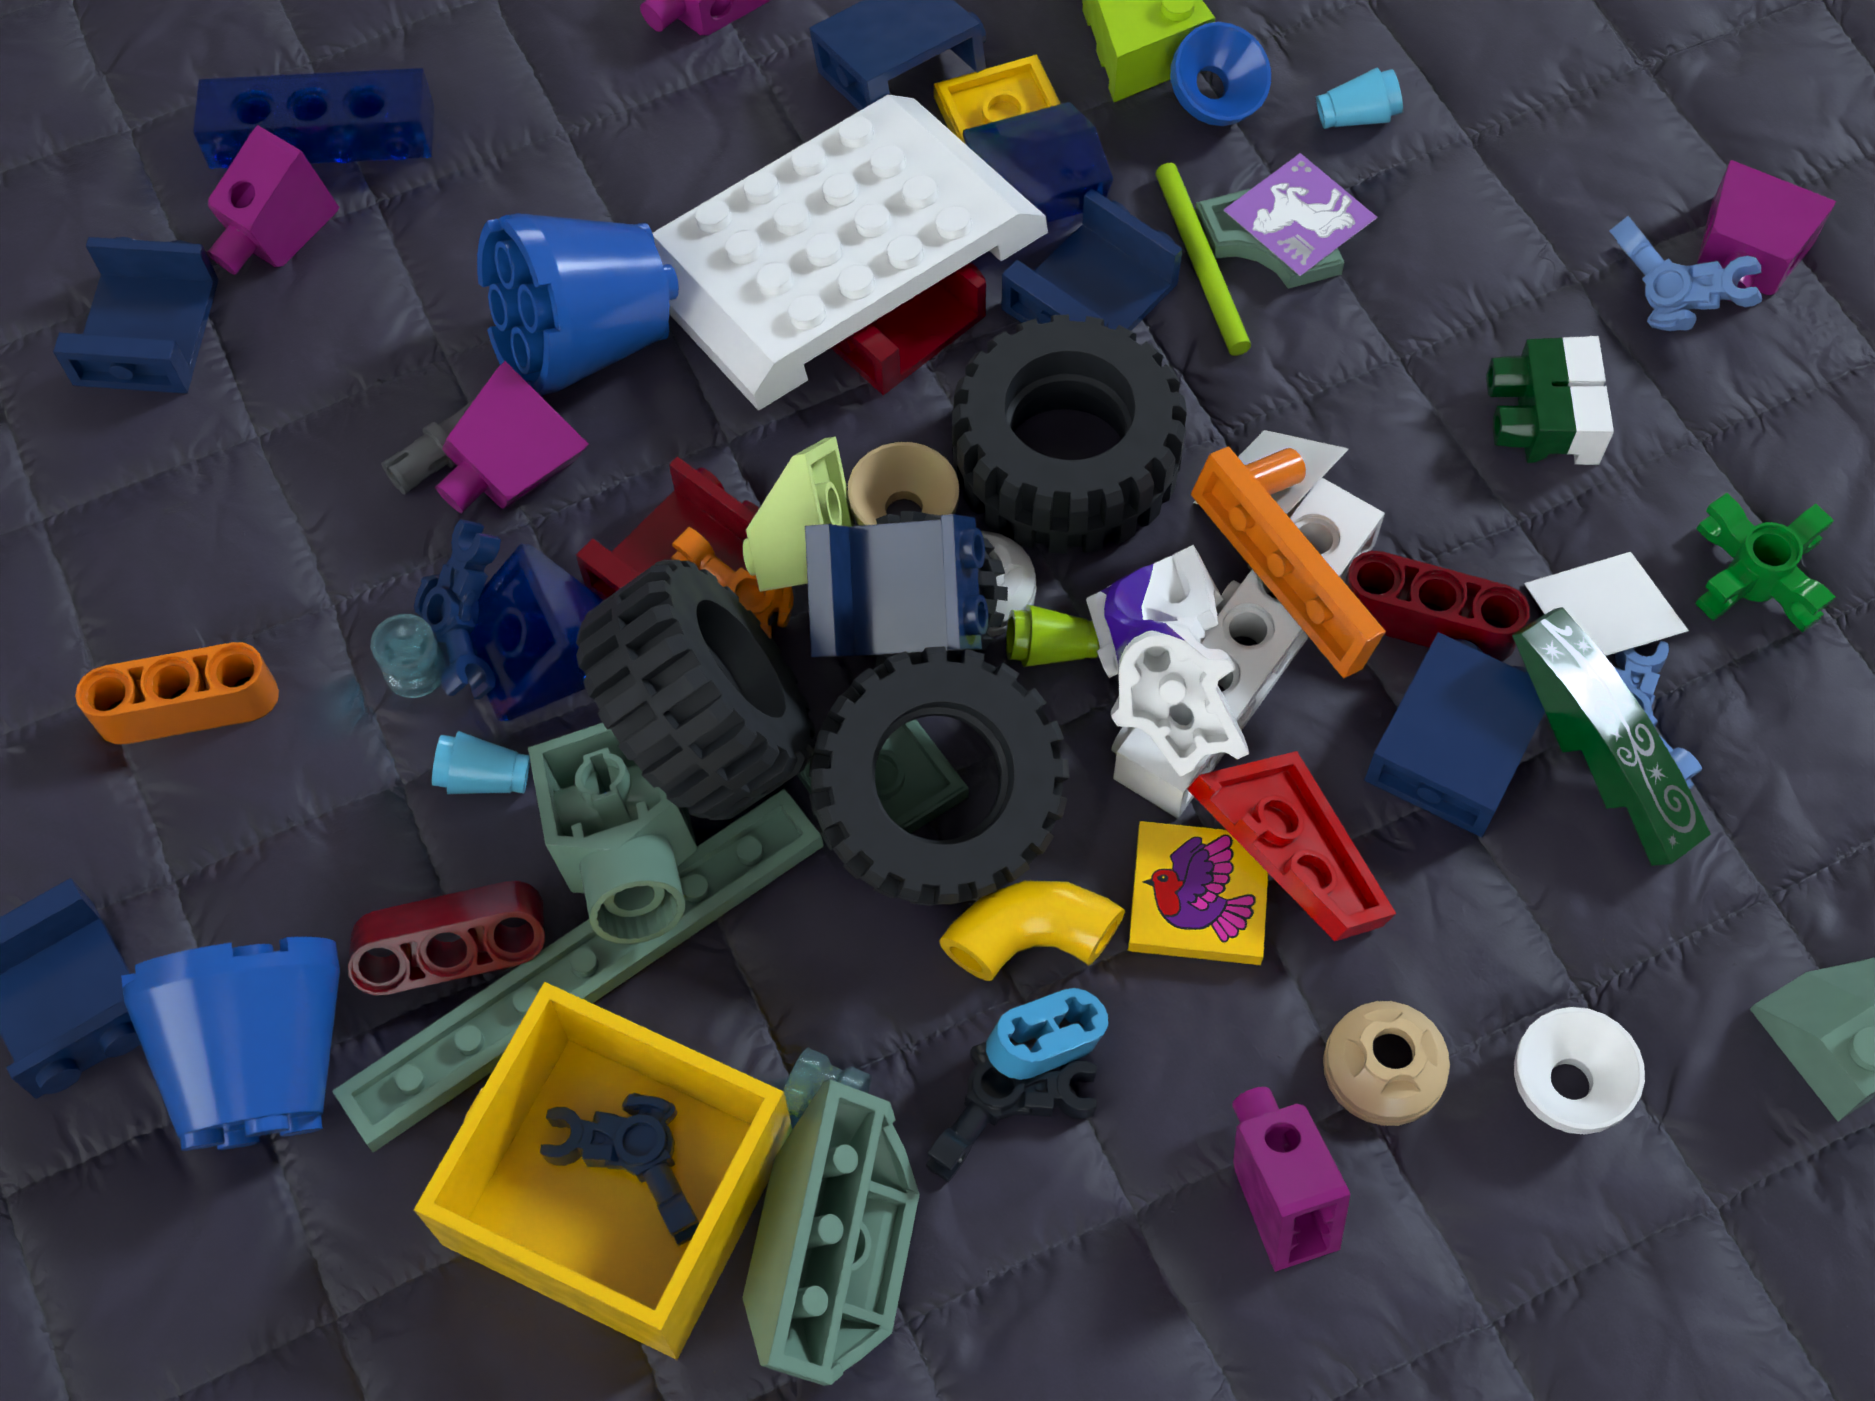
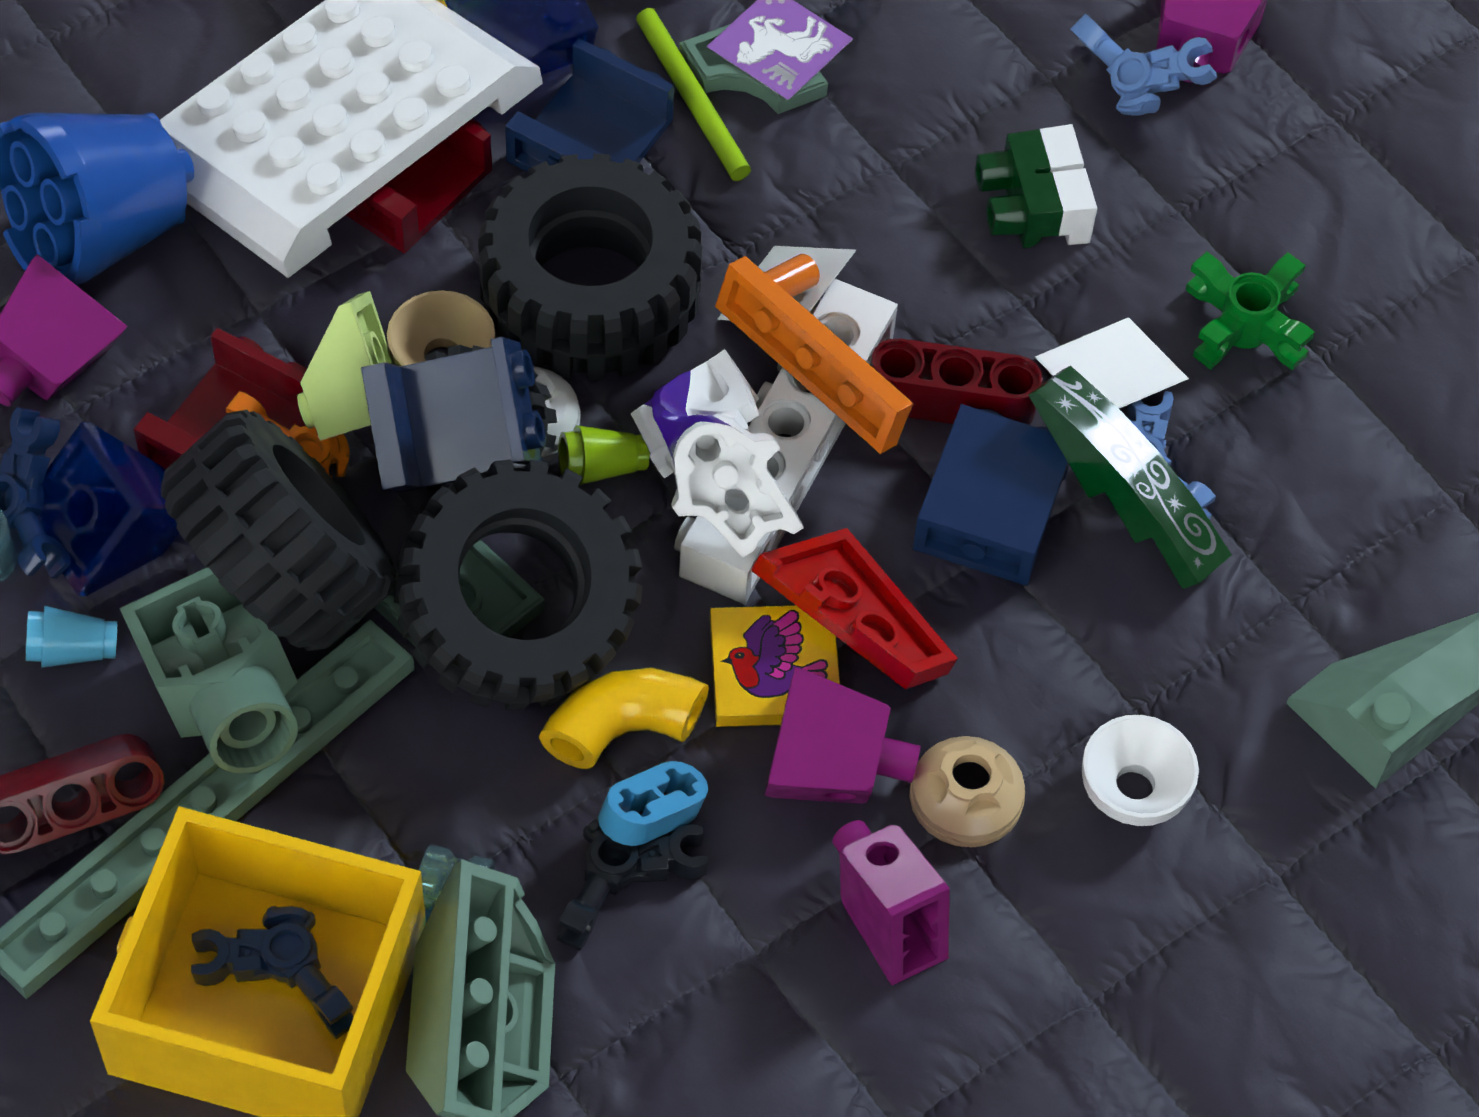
camera: 15 degrees left, 5 degrees down
(1250, 995) = (834, 744): none -> magenta torso

